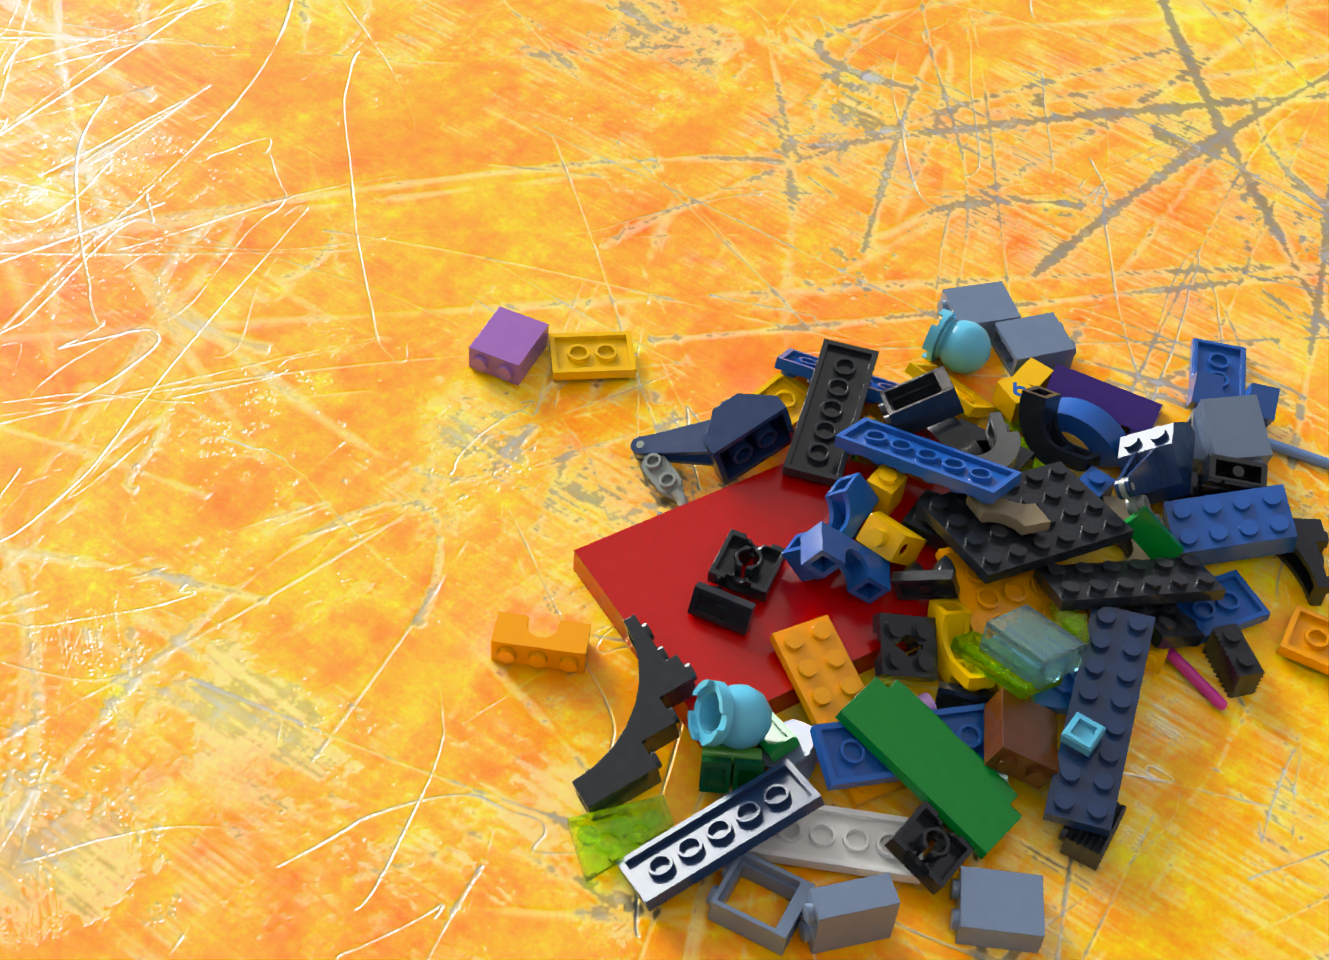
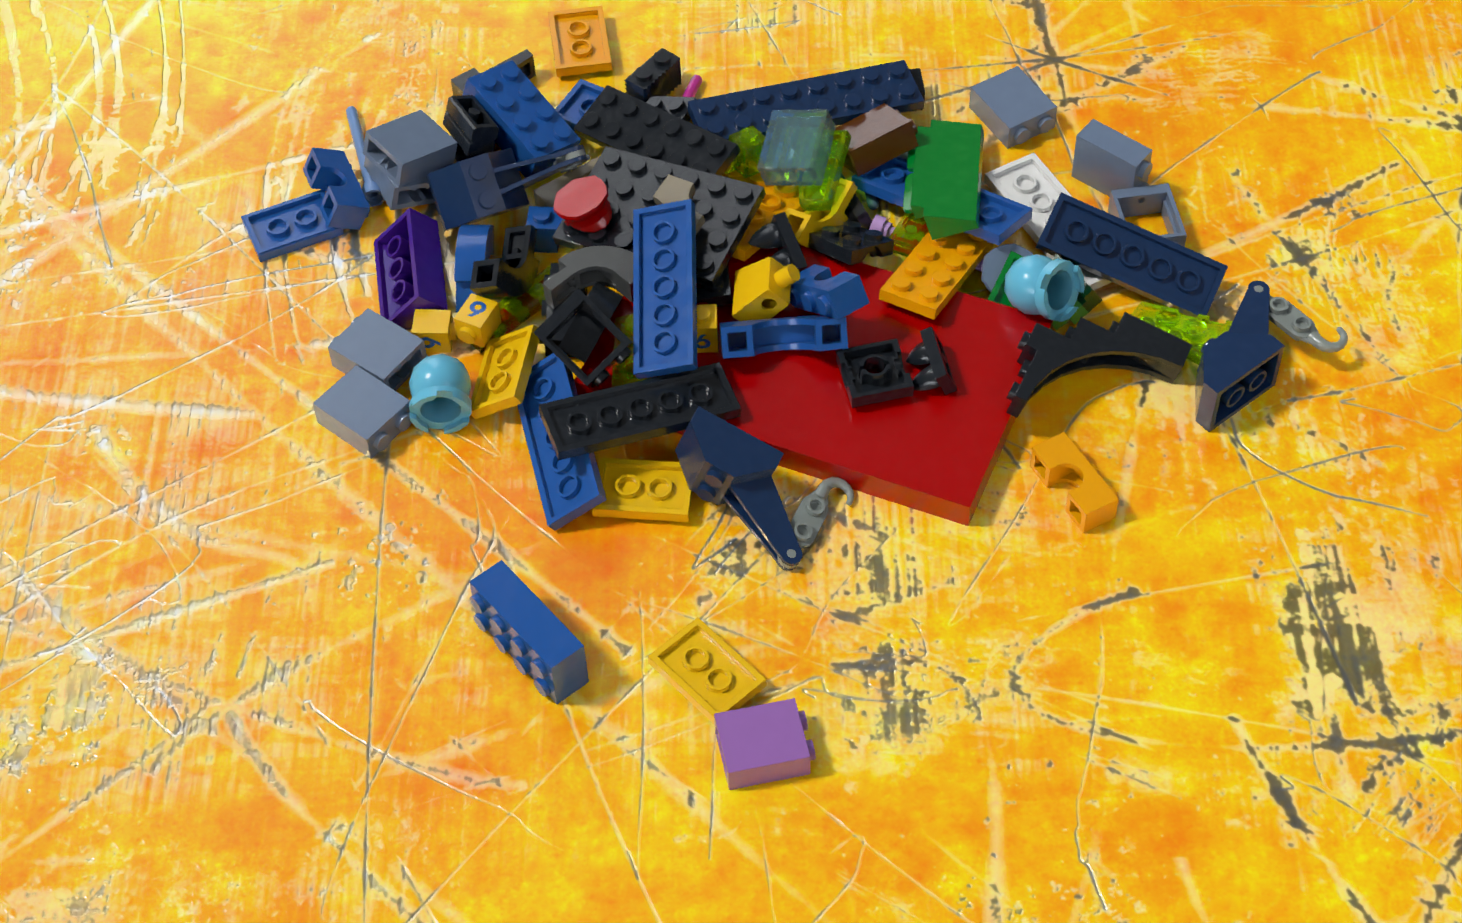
camera: 120 degrees left, 5 degrees up
(541, 837) = (1248, 358): none -> dark blue slope
(701, 280) = (528, 632): none -> blue brick
(912, 840) = (1013, 150): black brick -> none
(1065, 470) = (584, 204): none -> hat
(1082, 734) = (844, 95): medium azure tile -> none
(1153, 535) = (590, 148): green tile -> none

